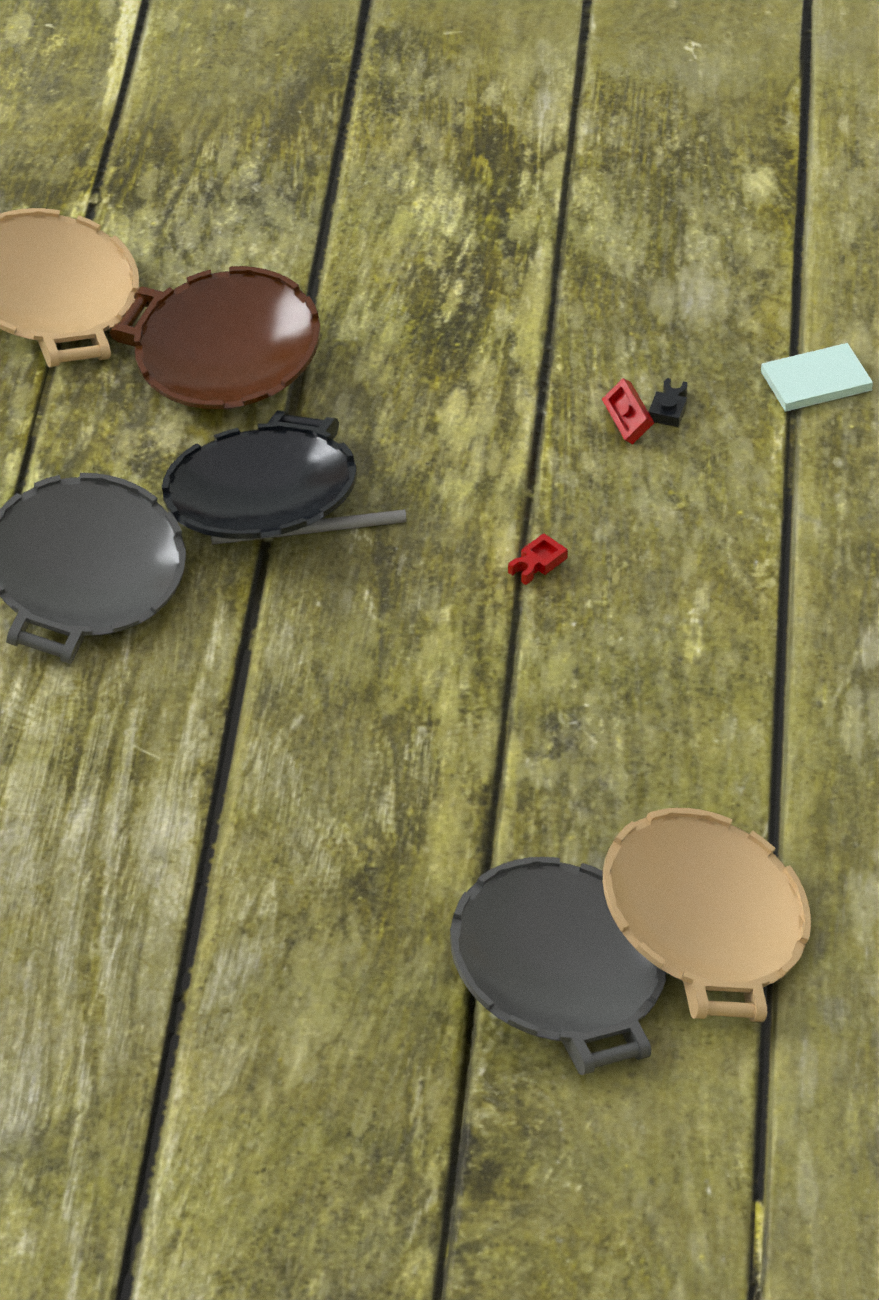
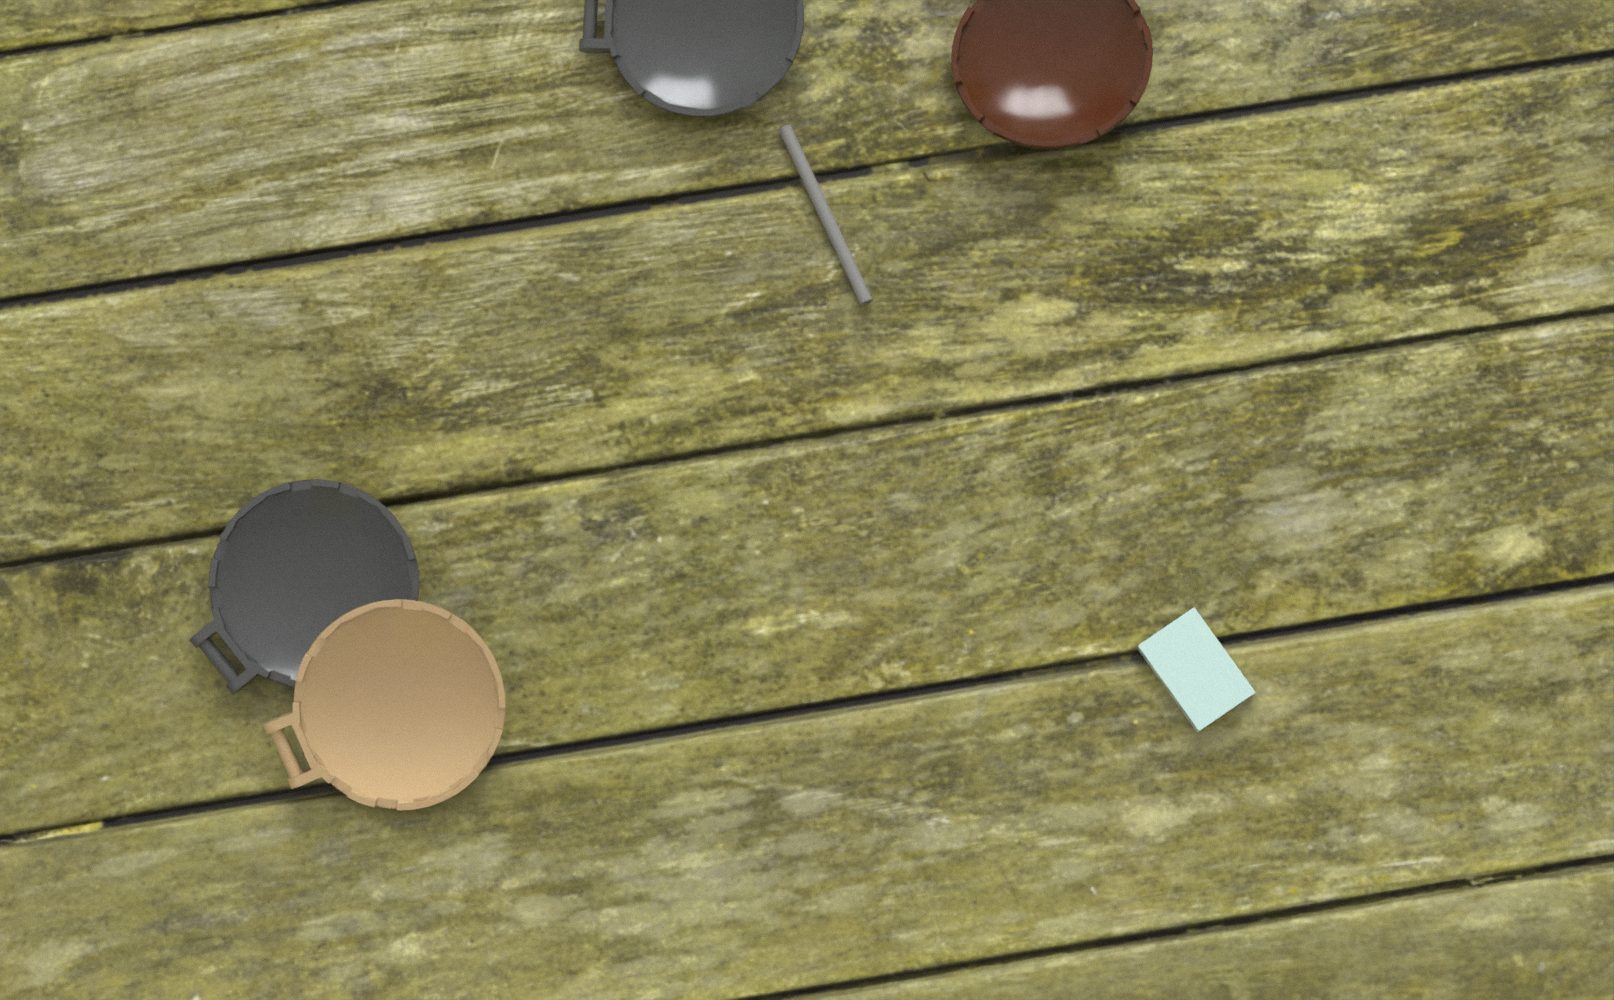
camera: 75 degrees right, 30 degrees up
(261, 479) = (854, 150): black dish -> none
(539, 555) = (838, 448): red plate -> none
(627, 411) = (1075, 484): plate -> none
(670, 405) = (1103, 524): black plate -> none

